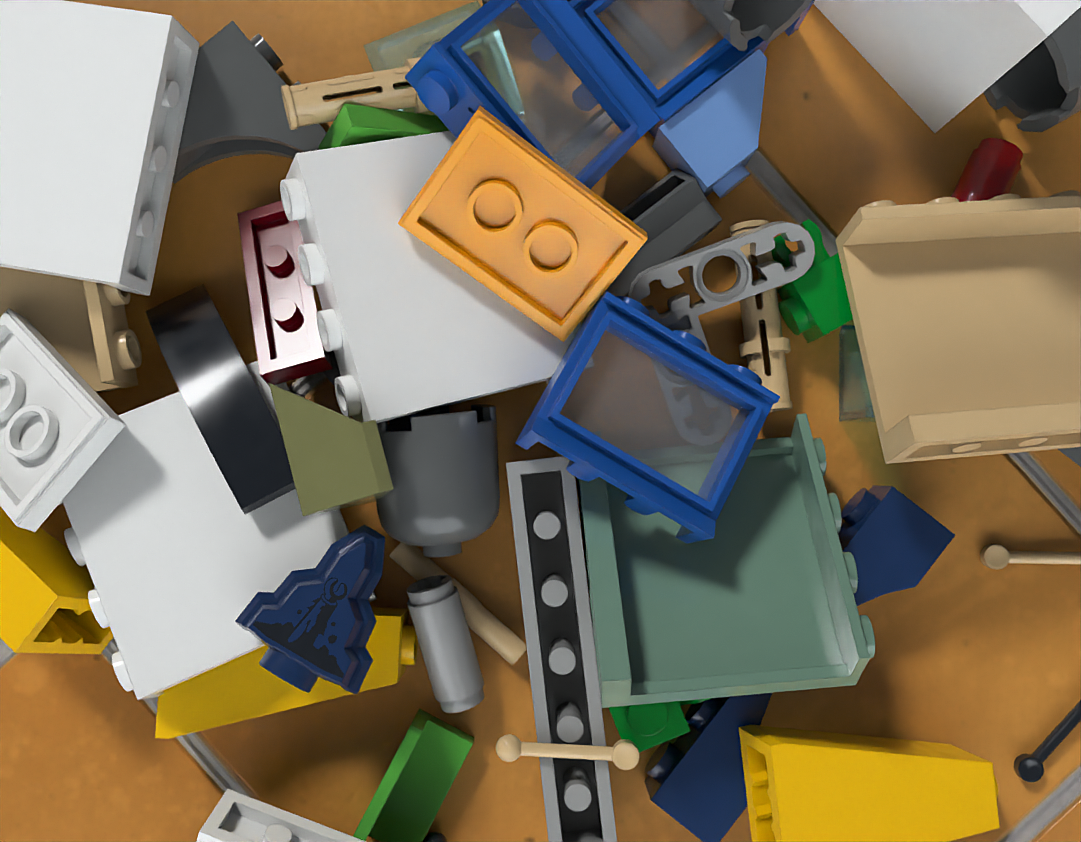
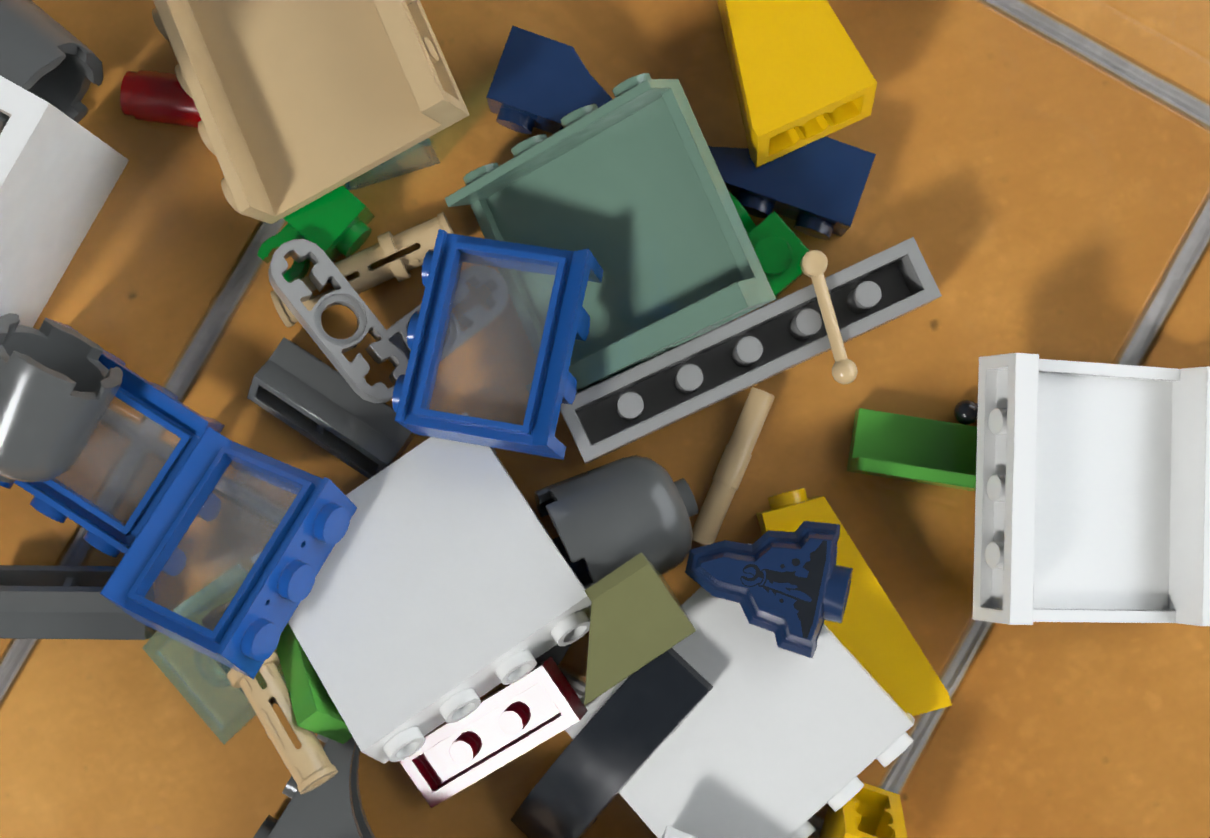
camera: 110 degrees left, 0 degrees up
(446, 643) = (773, 464): light grey piece -> none
(522, 225) = (359, 519): light orange tile -> none
(718, 129) = (198, 368): medium blue slope -> none

